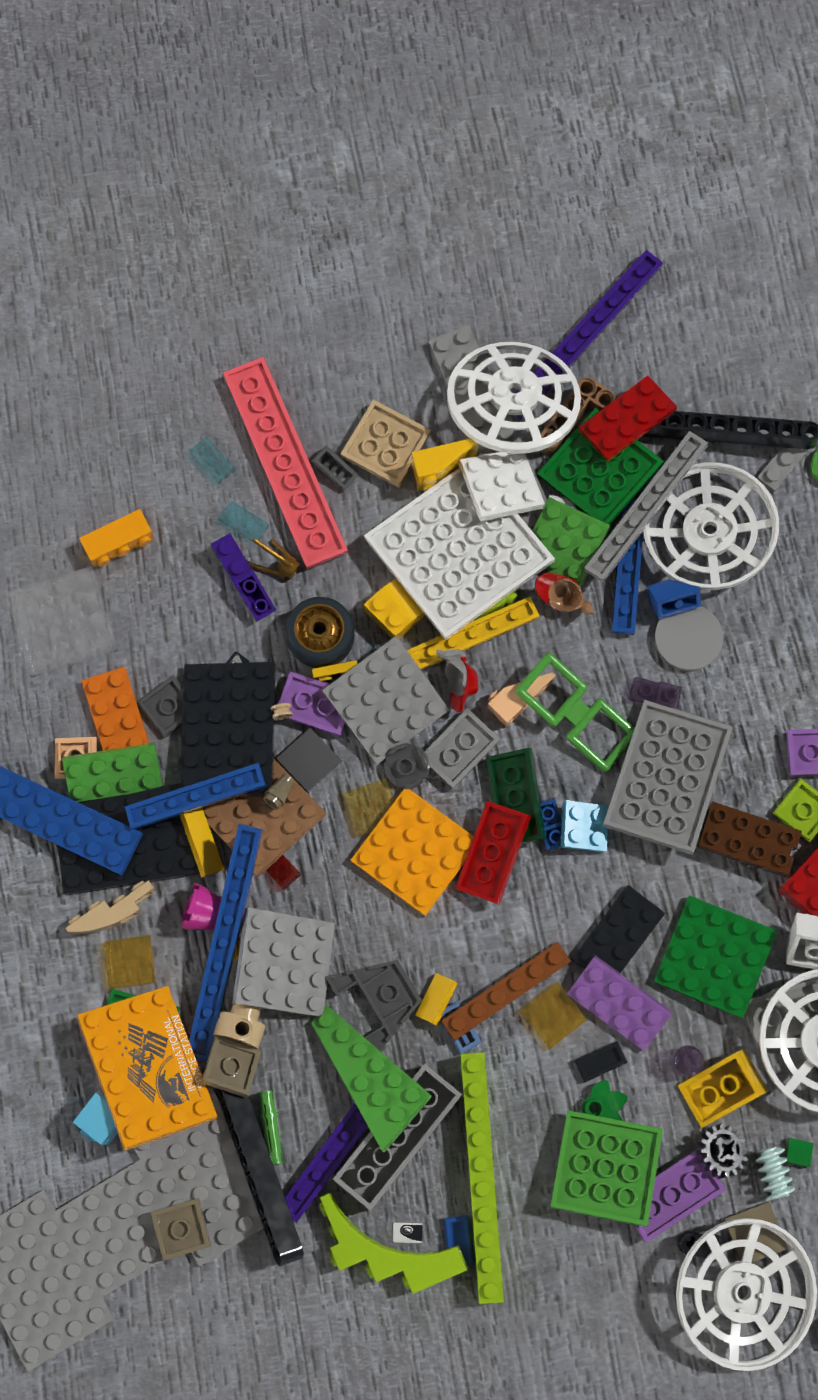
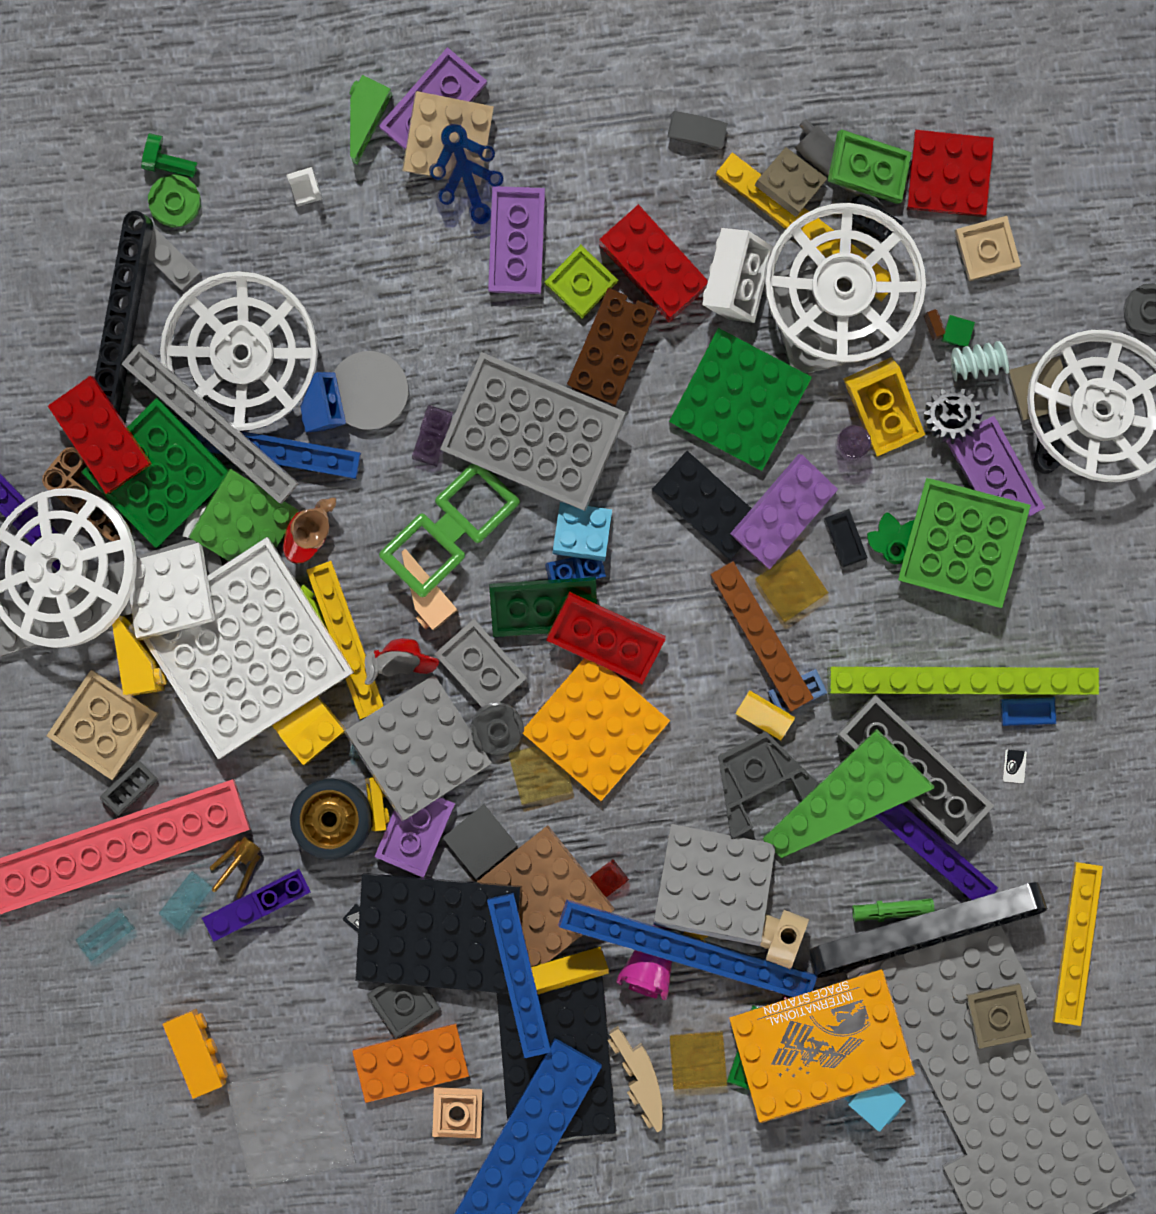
camera: 80 degrees left, 10 degrees up
(112, 772) = (479, 1070): bright green plate -> none
(231, 1066) = (827, 950): dark tan plate -> none
(250, 1301) = (1077, 943): none -> yellow plate
(277, 793) = (520, 879): dark tan cone -> none
(281, 711) = (423, 869): tan bush -> none
(354, 1246) = (1027, 825): lime arch -> none
(803, 1129) = (934, 324): none -> reddish brown tile

